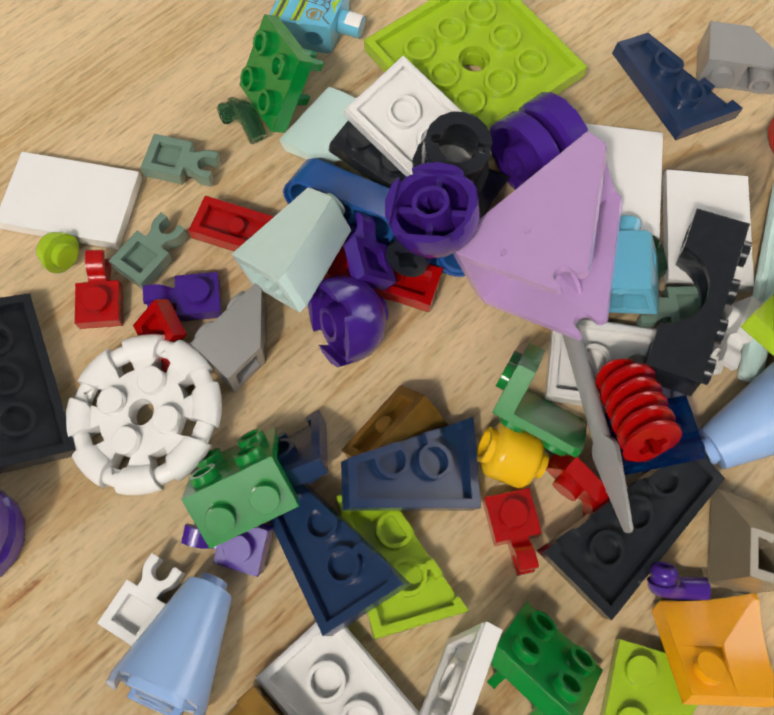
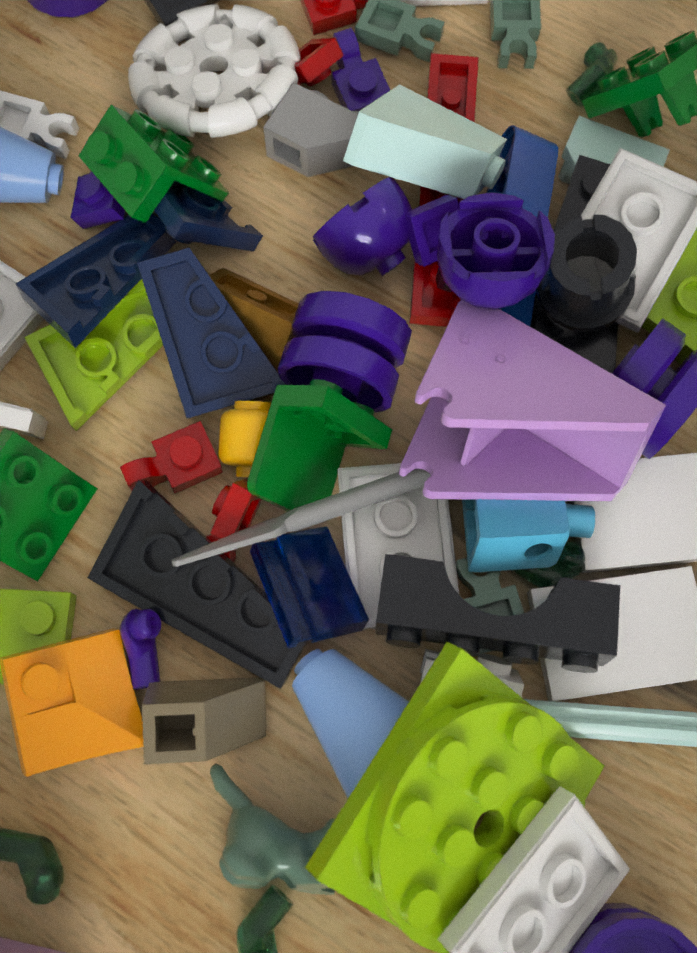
camera: 75 degrees right, 5 degrees up
(457, 356) = (348, 344): none -> dark purple wheel
(637, 409) = (323, 551): red piece -> none

